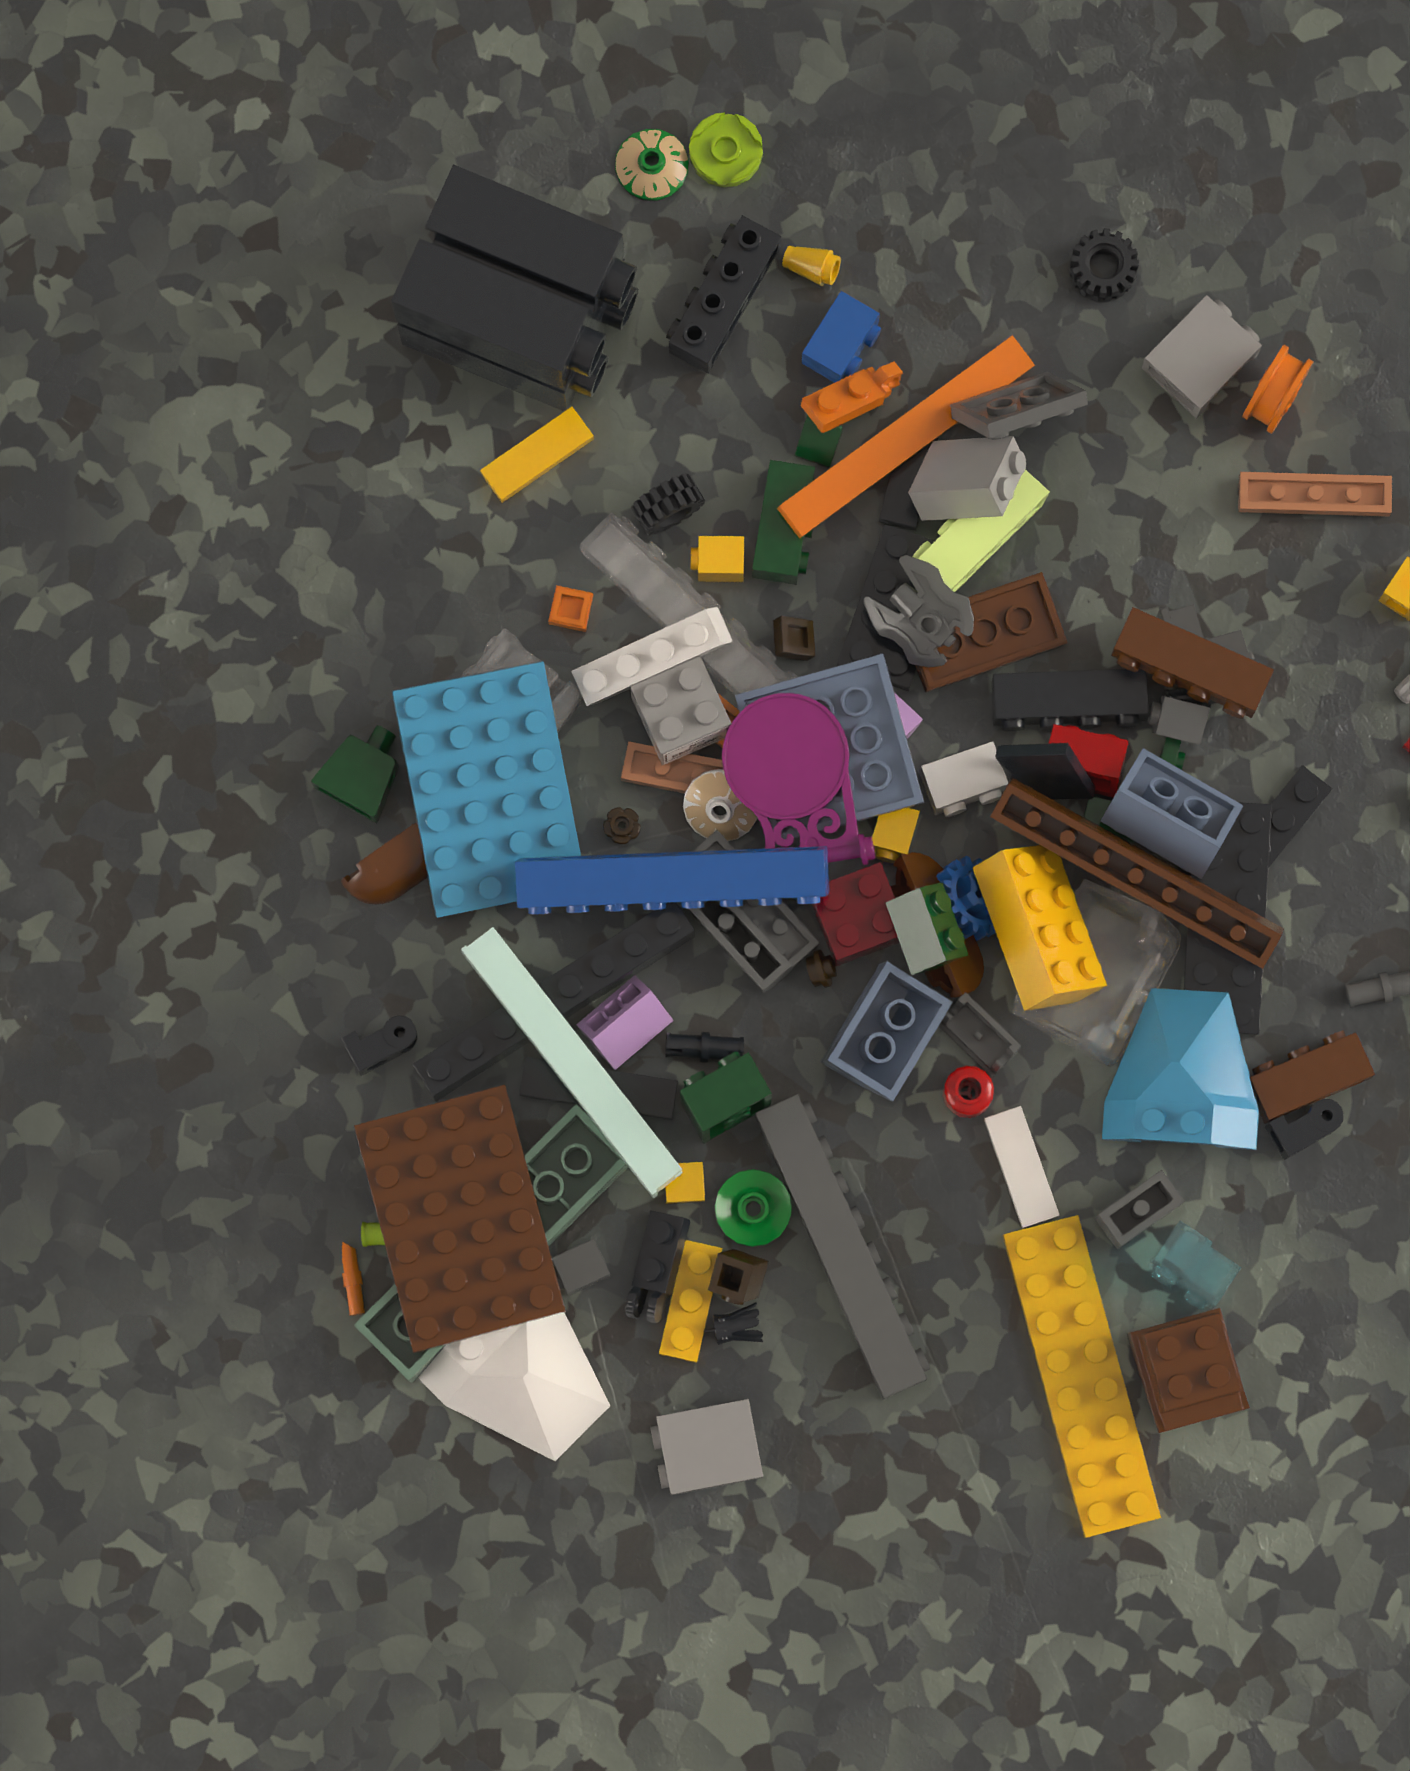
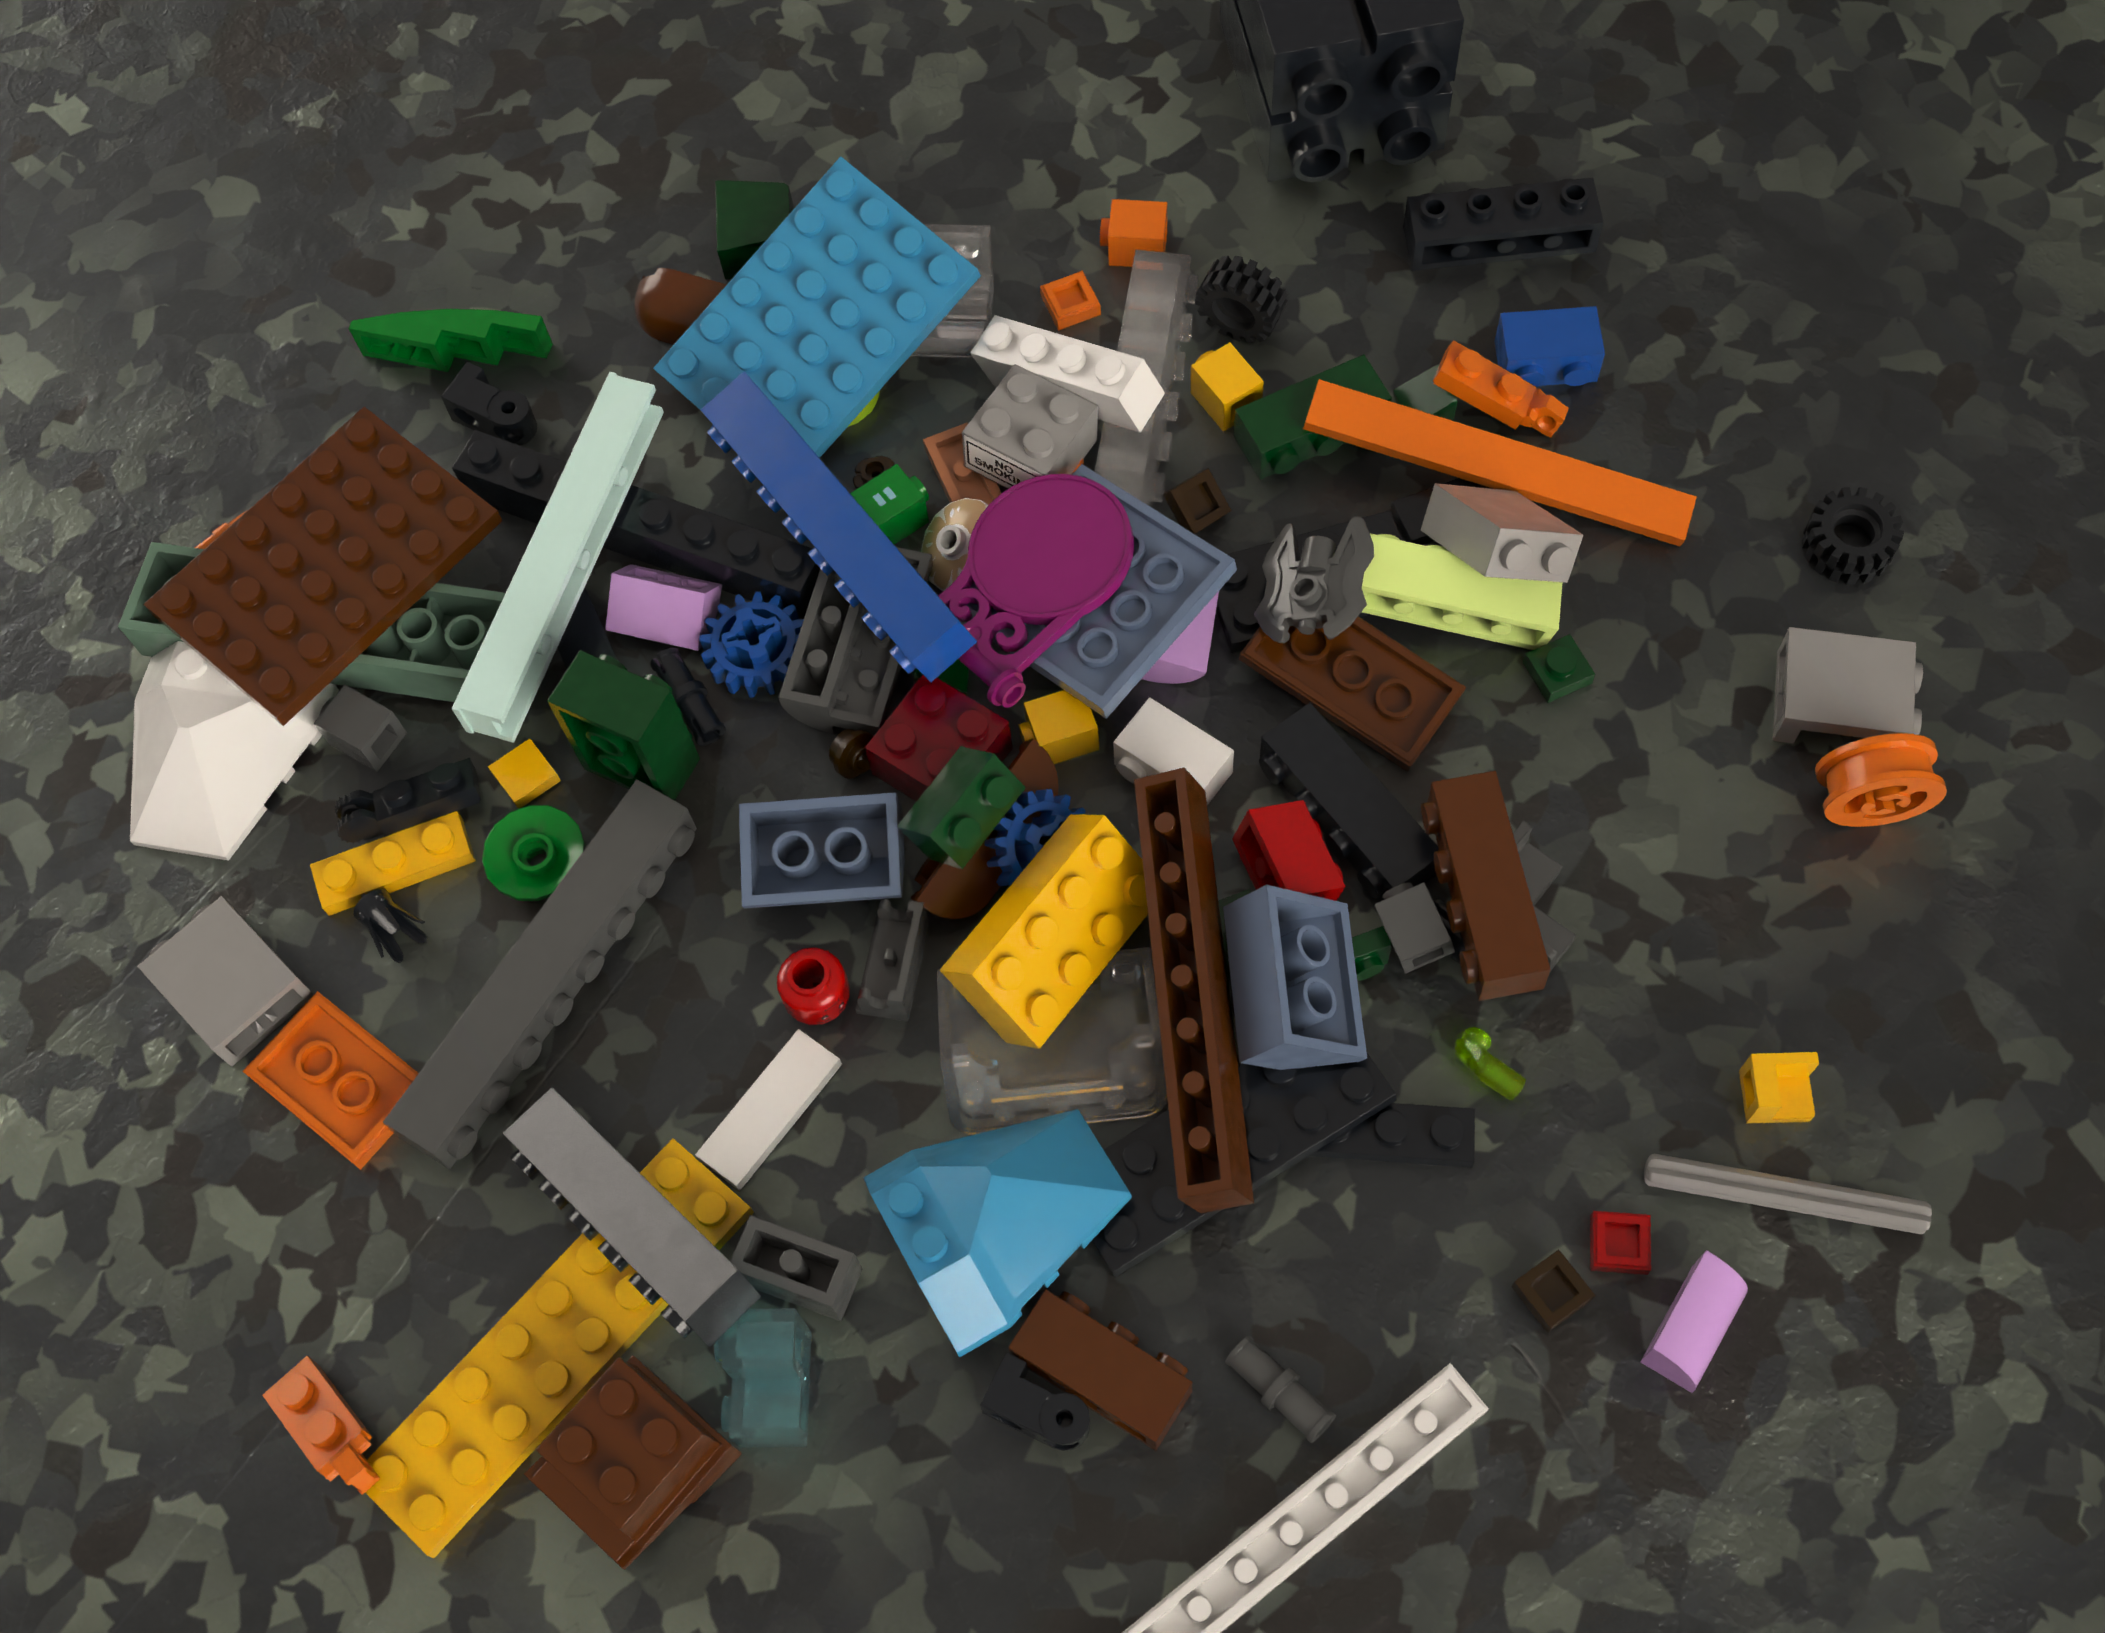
camera: 60 degrees right, 15 degrees down
(292, 1049) = (439, 335): none -> green slope
(537, 454) = (1203, 179): yellow tile -> none
(555, 531) = (1134, 227): none -> orange brick
(654, 181) = (1575, 99): tan dish -> none
(656, 828) = (894, 502): none -> green brick
(715, 987) = (731, 641): none -> blue gear
(725, 149) = (1648, 144): lime tile -> none
(738, 1276) = (439, 881): dark brown brick -> none
(812, 263) = (1604, 280): yellow cone -> none
(821, 1414) = (334, 1078): none -> orange tile
(1019, 405) = (1624, 536): dark grey plate -> none
(1044, 1536) = (323, 1424): none -> orange hinge
(1047, 769) = (1240, 818): black tile -> none
(1050, 1283) = (633, 1217): none -> brick
(1063, 506) = (1558, 668): none -> dark green plate
(1284, 740) = (1488, 1069): none -> clear neon green arm
(1315, 494) = (1800, 913): nougat plate -> none

